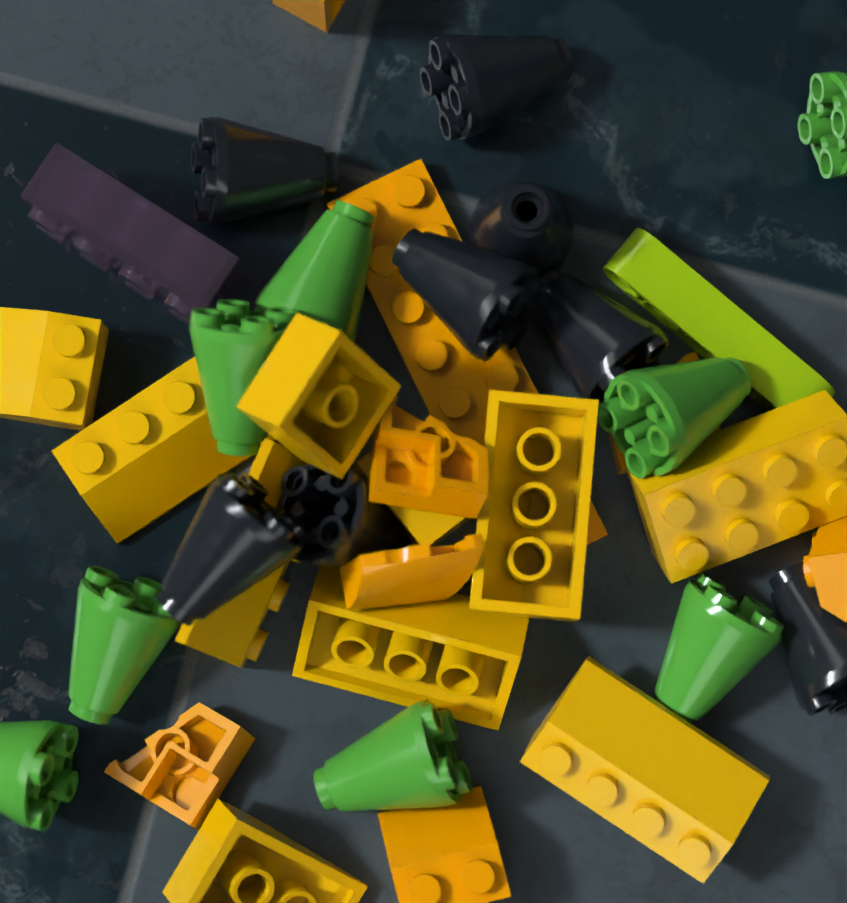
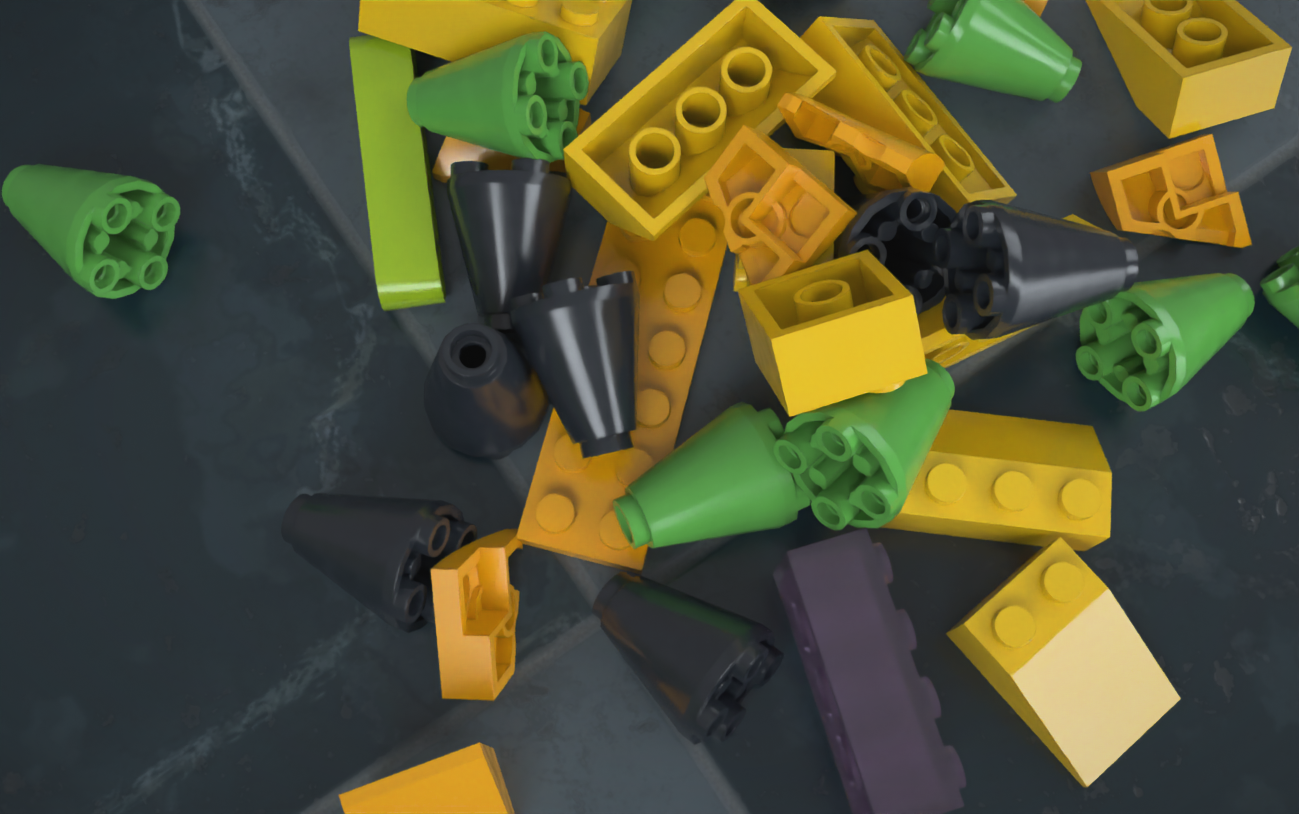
camera: 135 degrees left, 10 degrees down
(400, 90) = (476, 617): none -> light orange slope

